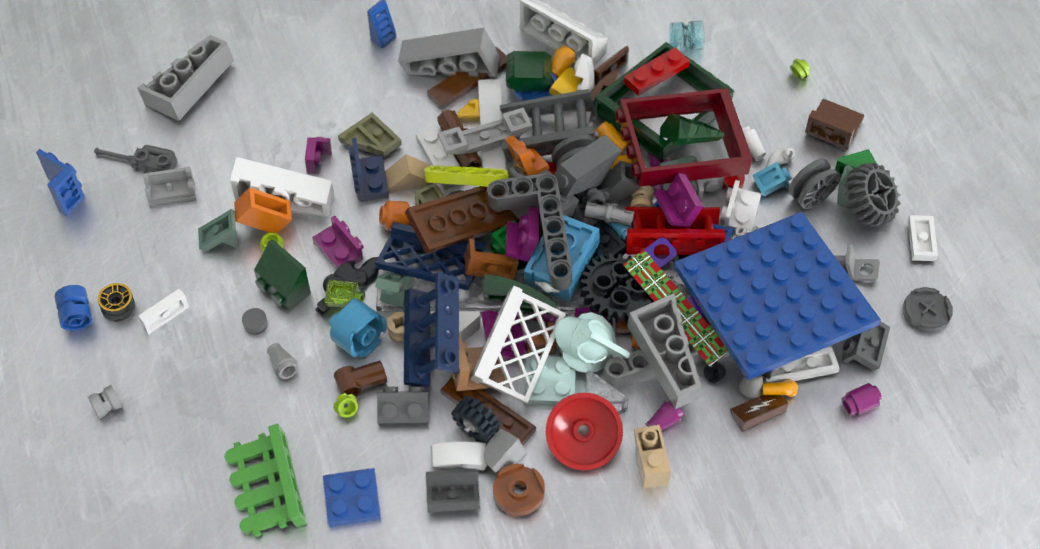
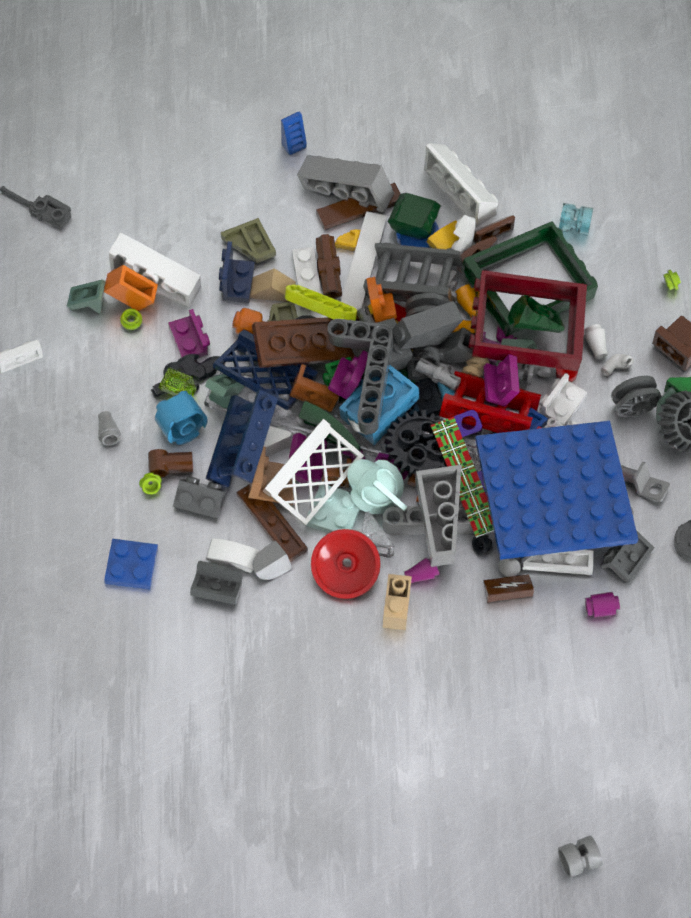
camera: 15 degrees right, 5 degrees up
(169, 186) = (57, 241): light grey hinge -> none
(187, 79) = (102, 140): light grey wedge -> none
(254, 320) = (95, 385): dark grey tile -> none
(275, 491) = (79, 540): bright green fence -> none
(282, 276) = (129, 353): dark green slope -> none
(314, 150) = (194, 241): magenta bracket -> none
(396, 333) = (213, 429): tan wheel -> none
(475, 419) = (256, 526): black wheel -> none
(487, 135) = (351, 269): light grey slope -> none
(524, 477) = (274, 610): dark orange plate -> none
(562, 60) = (450, 212): light orange cone -> none
(656, 71) = (531, 248): red plate -> none
(772, 178) = (602, 380): medium azure bracket -> none
(786, 387) = (540, 576): light orange arm -> none

